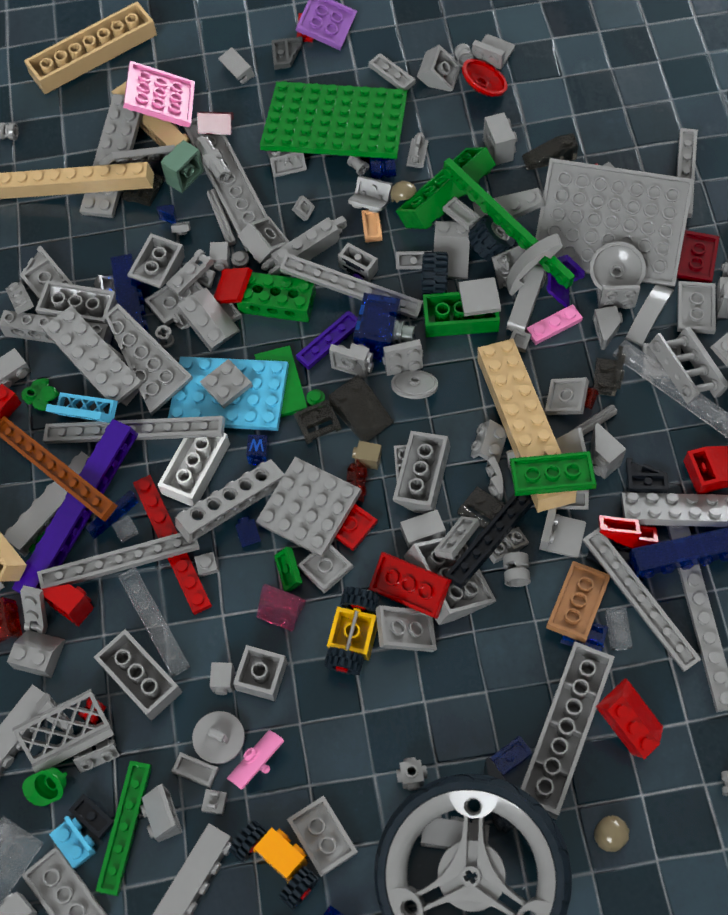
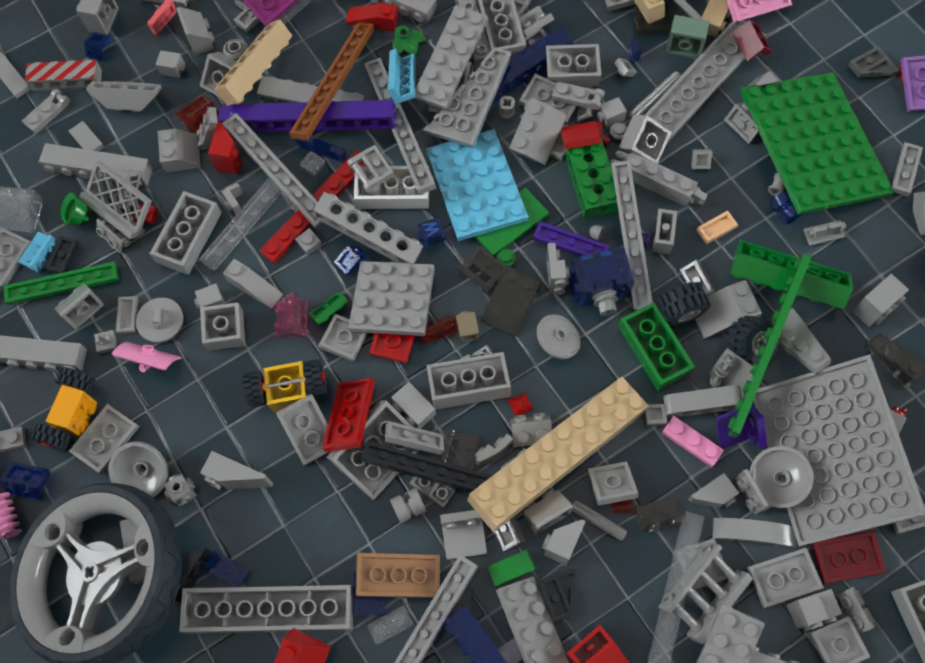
camera: 65 degrees right, 5 degrees up
(90, 276) = (534, 20): none -> light grey bracket
(123, 620) = (230, 194): none -> light grey bracket
(169, 463) = (376, 165): none -> light grey plate
(212, 159) = (709, 57): light grey piece -> none
(226, 383) = (480, 176): light grey plate -> none
(226, 631) = (252, 284): none -> light grey slope
(237, 65) = (830, 30): light grey hinge -> none
(258, 131) = (764, 79): none -> light grey slope
(328, 316) = (597, 232): none -> light grey hinge
(371, 194) = (746, 211): light grey bracket -> none
(385, 797) = (127, 469): none -> light grey dish
(402, 191) = (766, 236): dark tan hair -> none
(403, 357) = (579, 314): light grey plate -> none
(416, 717) = (229, 474): none -> light grey slope
(460, 443) = (520, 404): none -> red slope
(461, 213) = (764, 299): light grey tile -> none
(479, 296) = (676, 354): light grey tile -> none
(546, 247) = (751, 390): light grey slope -> none
(552, 473) = (502, 496): green tile -> none
(607, 502) = (511, 567): none -> green slope
(627, 531) = (487, 596): red slope -> none

